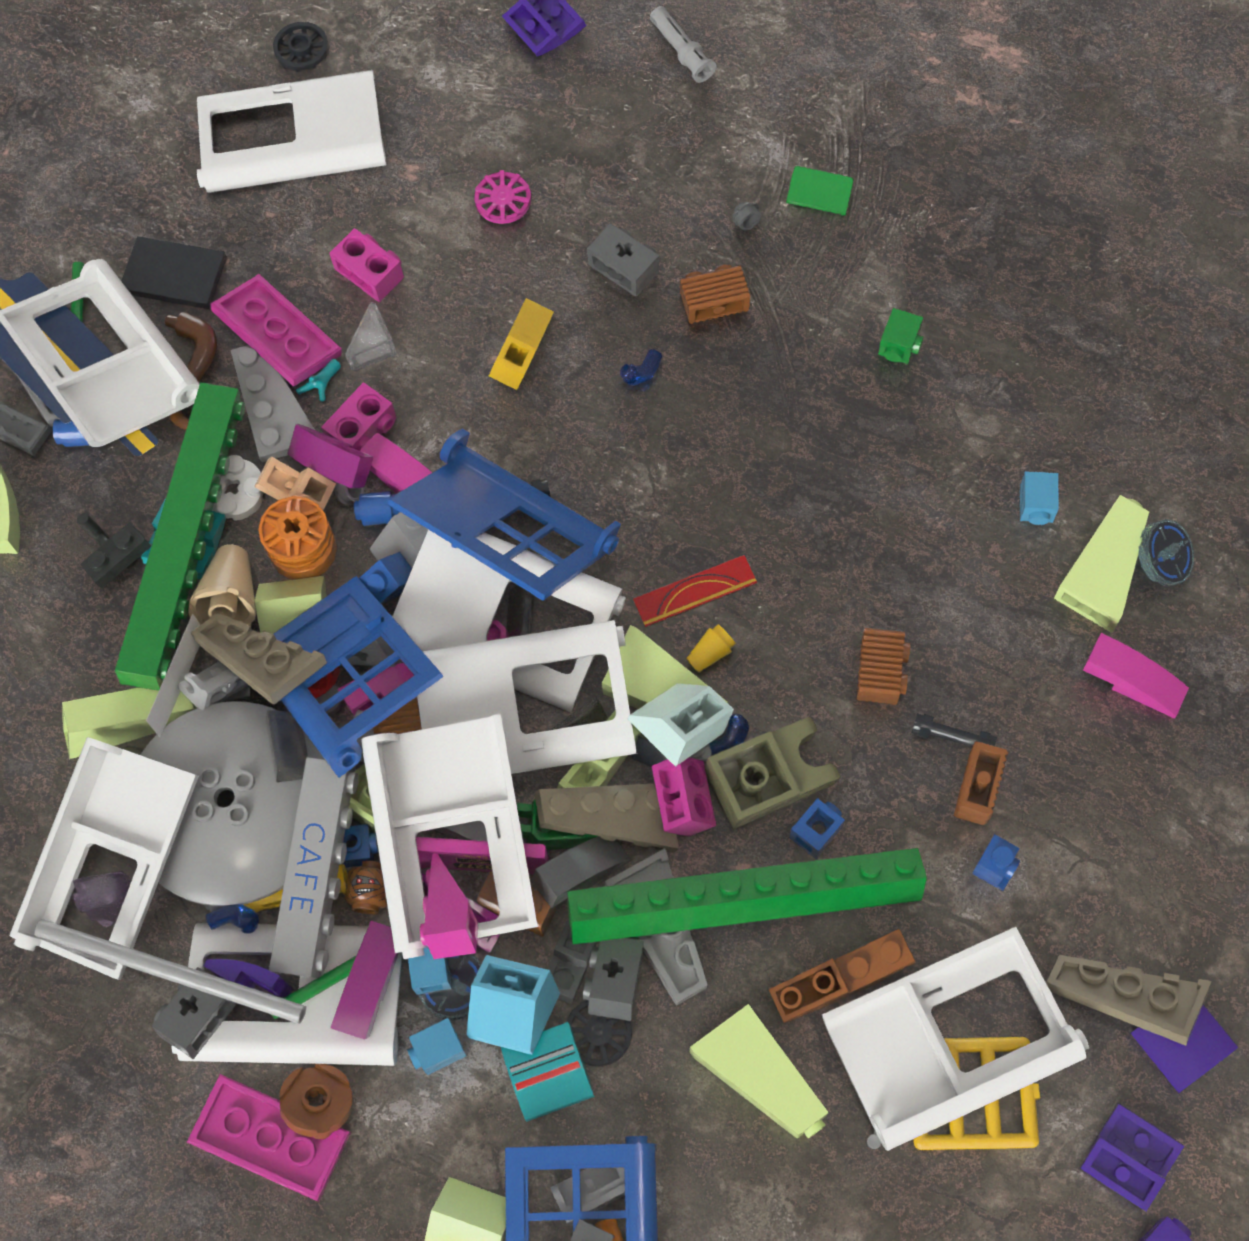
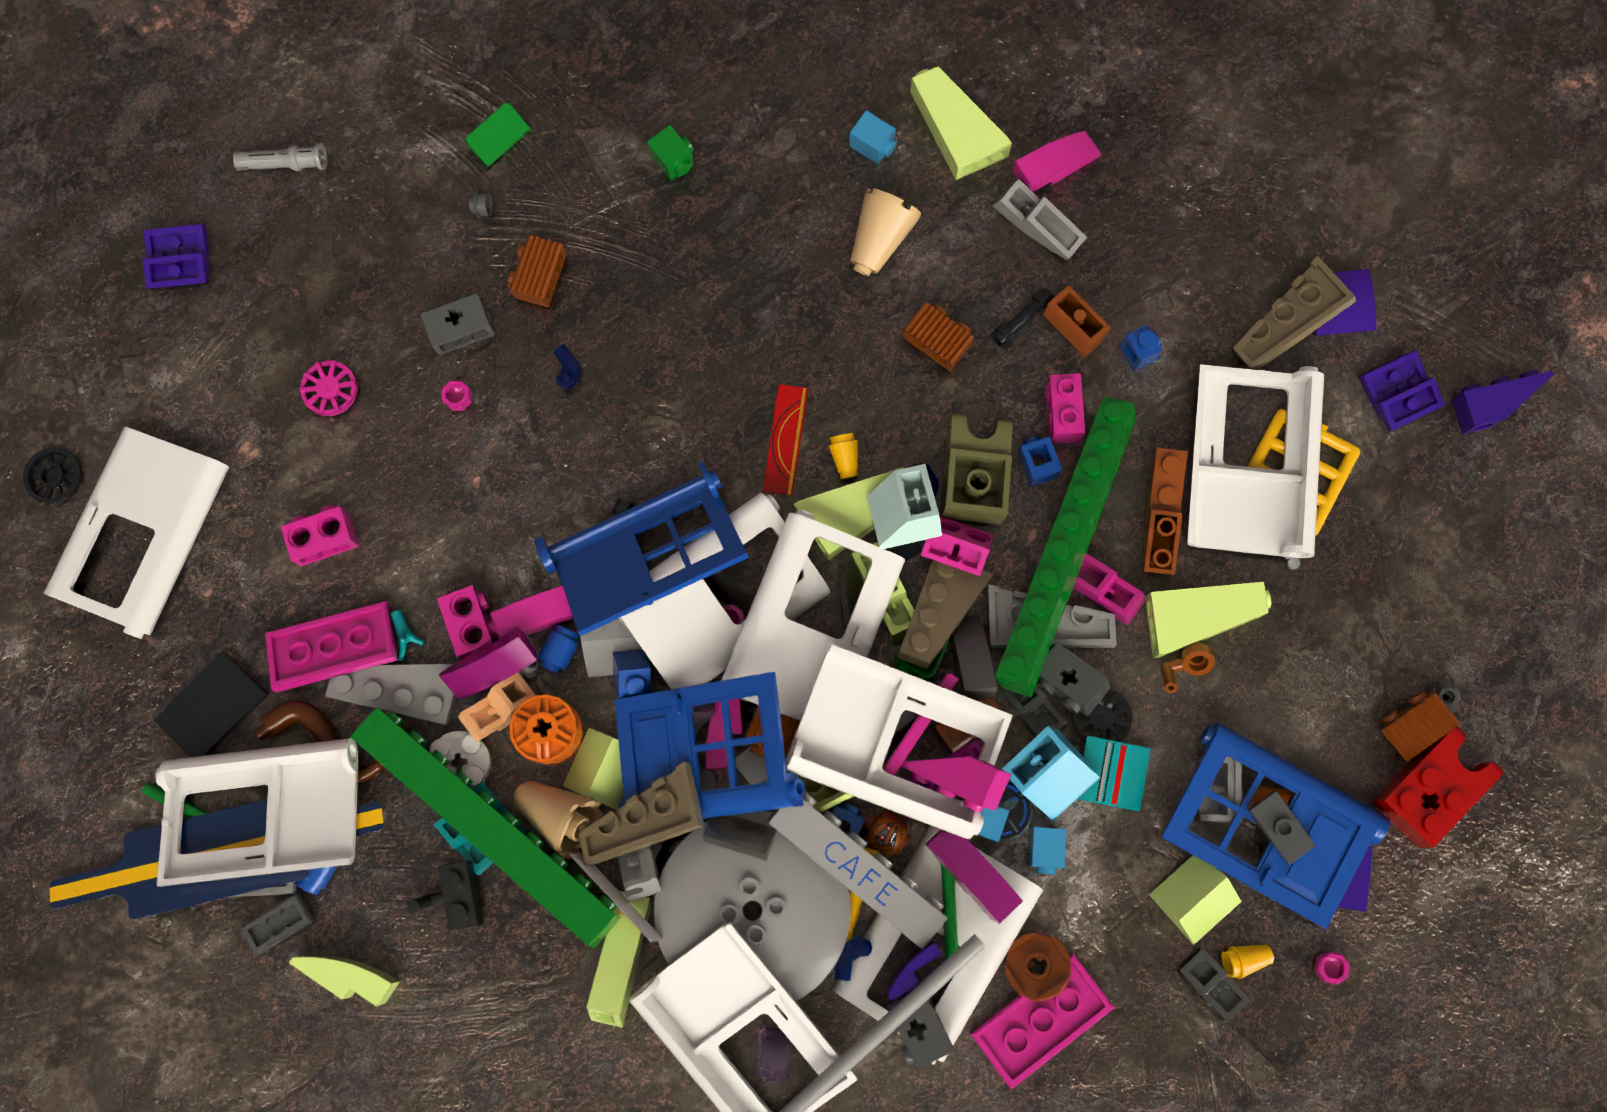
camera: 60 degrees left, 10 degrees up
(371, 341) = (397, 569): clear slope -> none
(521, 344) = (483, 449): yellow slope -> none
(559, 297) = (456, 395): none -> dark pink tile
(709, 1091) = (1192, 665): none -> dark orange plate
(728, 966) = (1108, 591): none -> dark pink slope
(885, 821) = (1065, 408): none -> dark pink brick
(948, 554) = (880, 230): none -> tan cone
(1064, 695) = (1039, 219): none -> light grey slope
(1166, 553) = (976, 75): tile -> none

